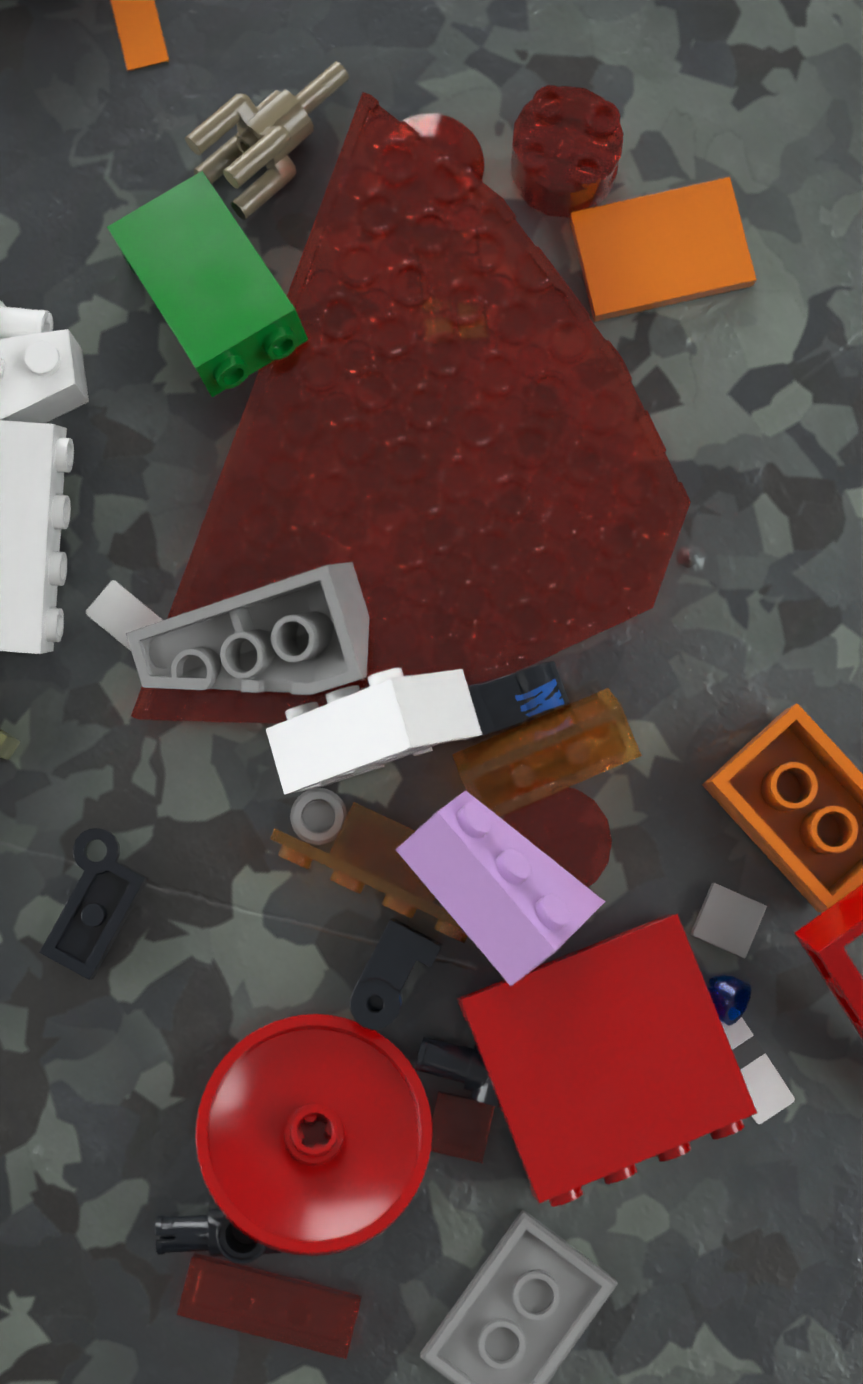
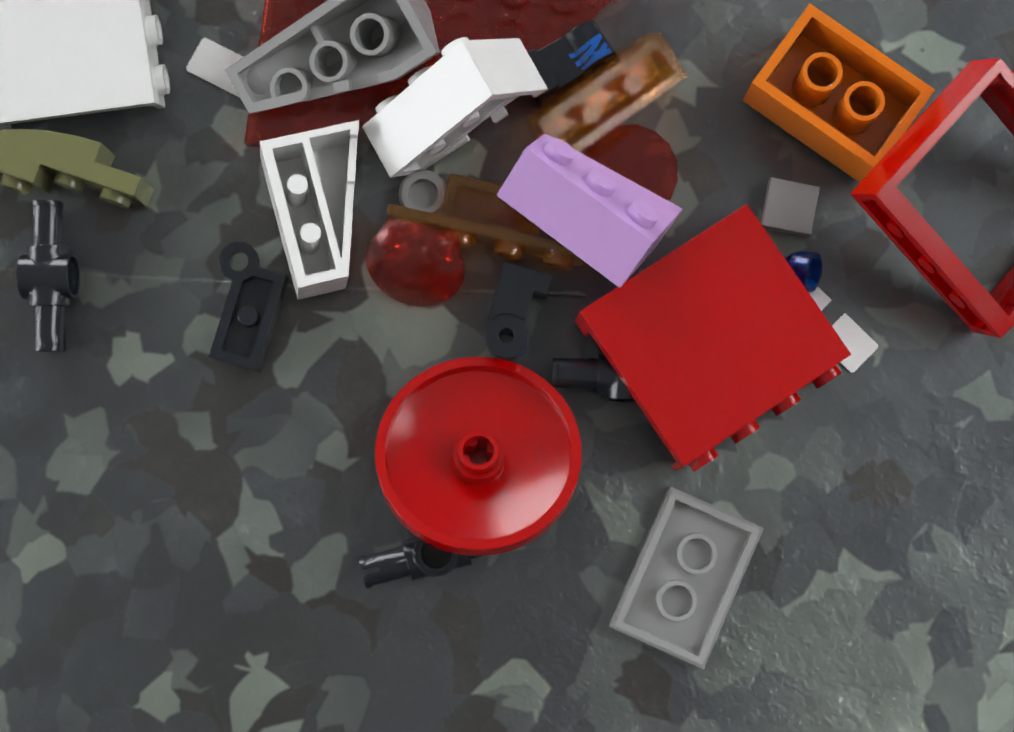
camera: 15 degrees left, 0 degrees up
(193, 805) = (312, 200): none -> white wedge
(269, 1305) = (471, 613): clear red tile -> none
(292, 897) = (415, 262): none -> clear red dish
(460, 1126) = (602, 427): clear red tile -> none

